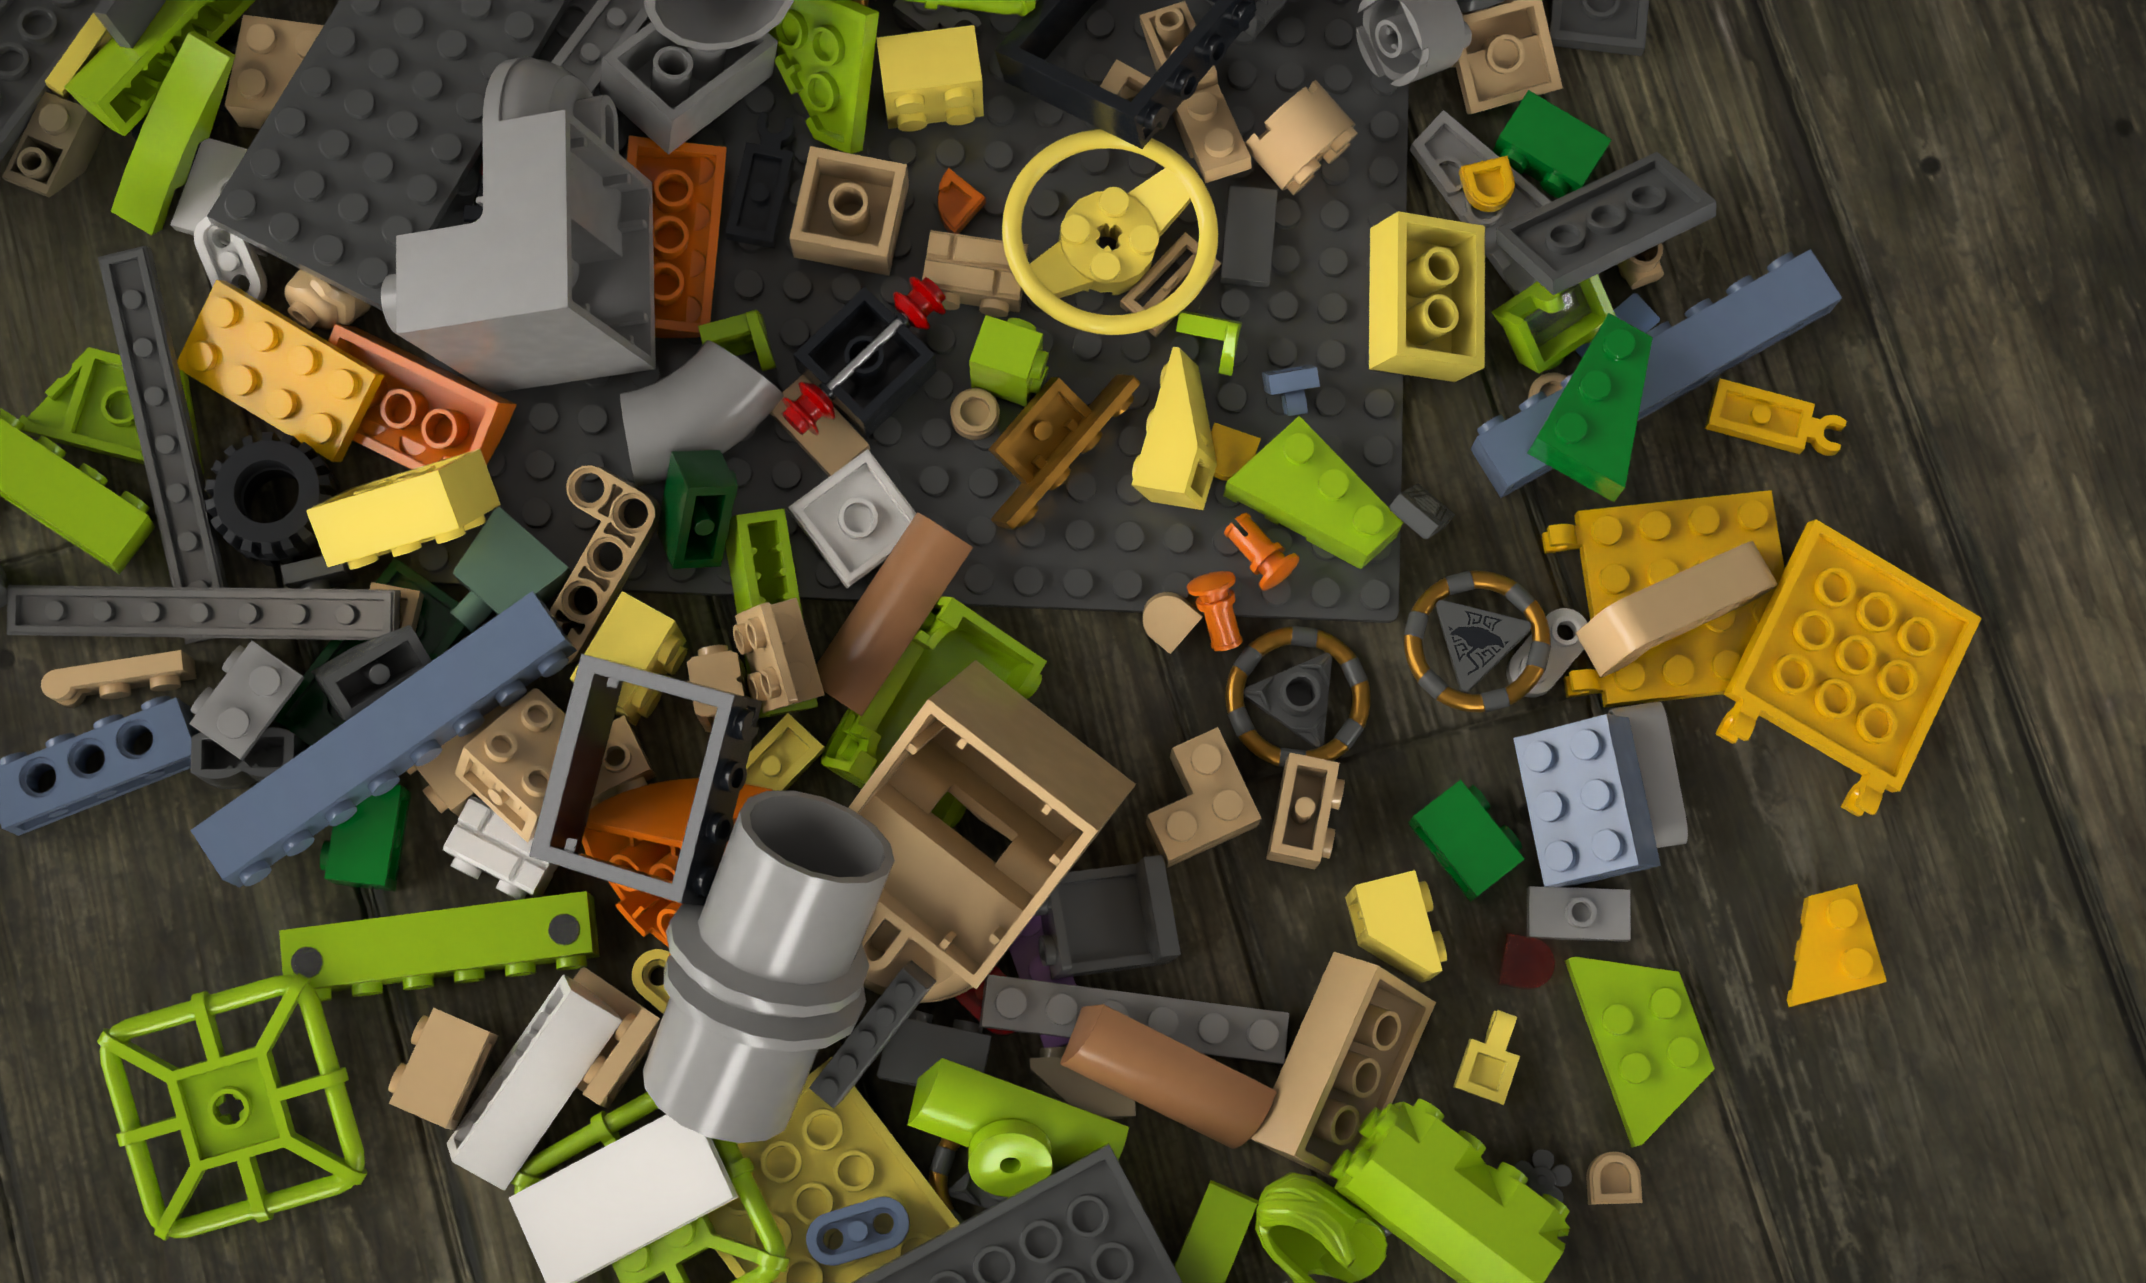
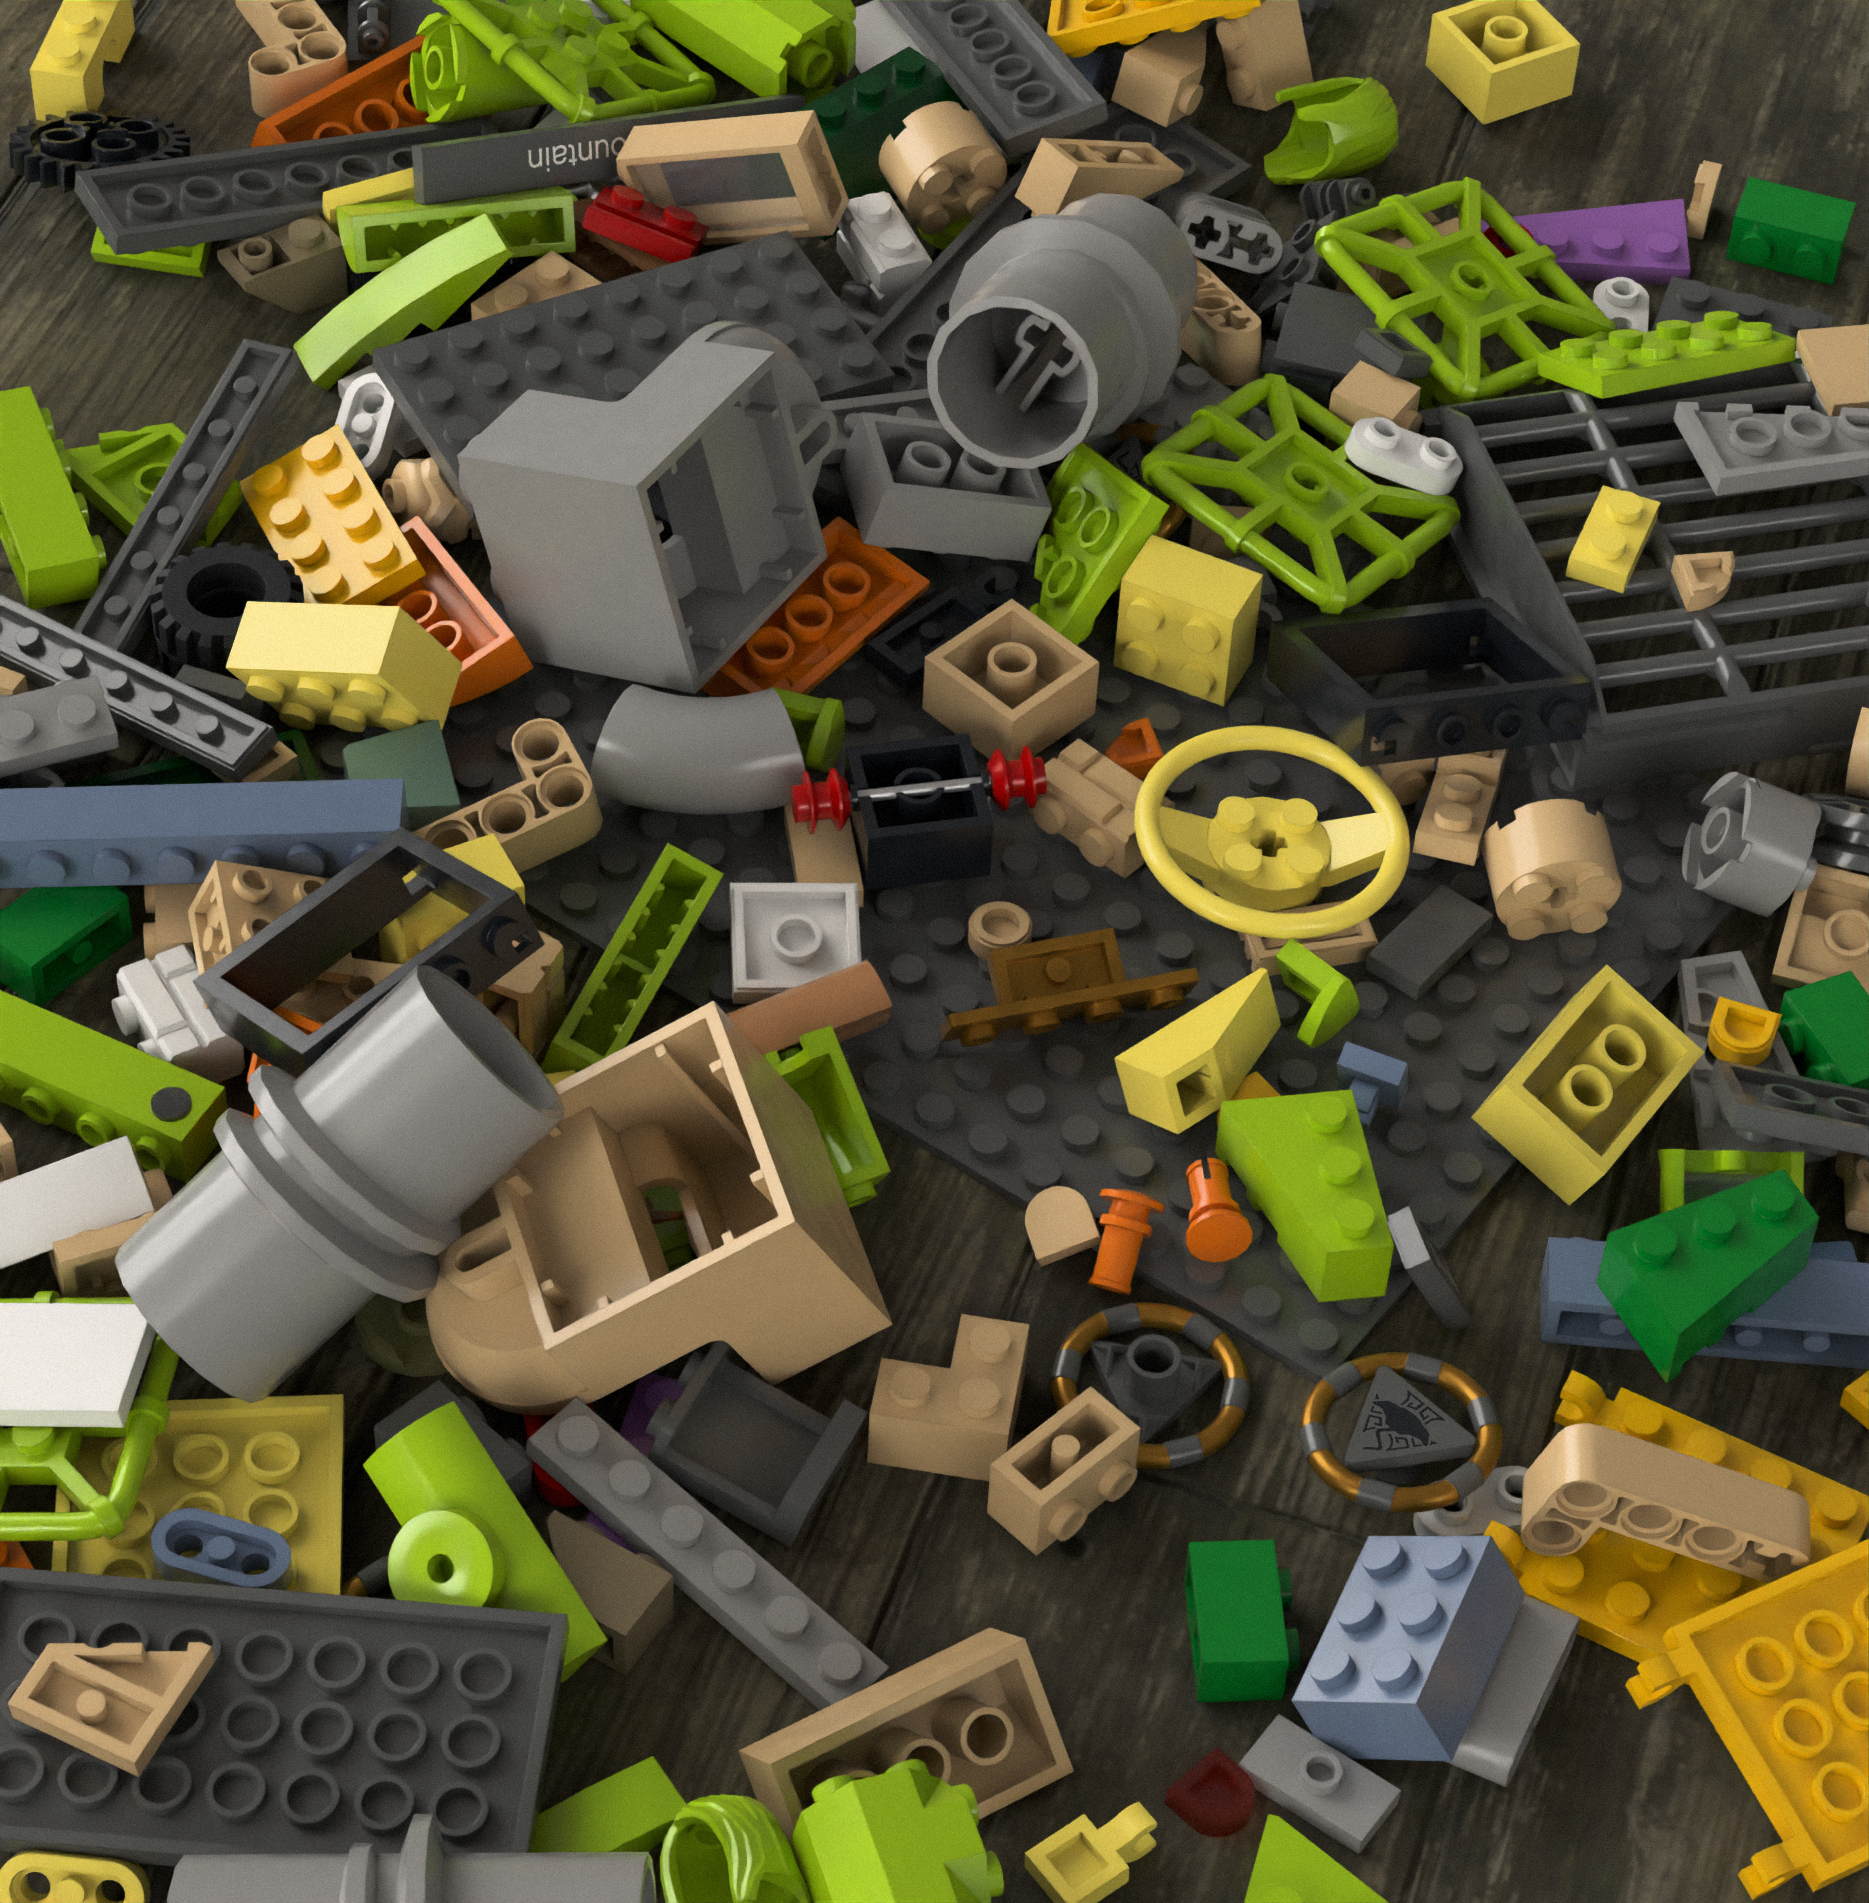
camera: 35 degrees right, 30 degrees down
(370, 670) = (186, 761): dark grey slope -> none
(697, 508) = (631, 820): dark green brick -> none
(777, 654) = (603, 979): tan bracket -> none
(872, 1034) = (401, 1365): dark grey piece -> none
(1009, 360) = (1067, 874): lime brick -> none
(1167, 1076) = (692, 1610): medium nougat brick -> none
(1394, 924) = (1085, 1630): light yellow slope -> none

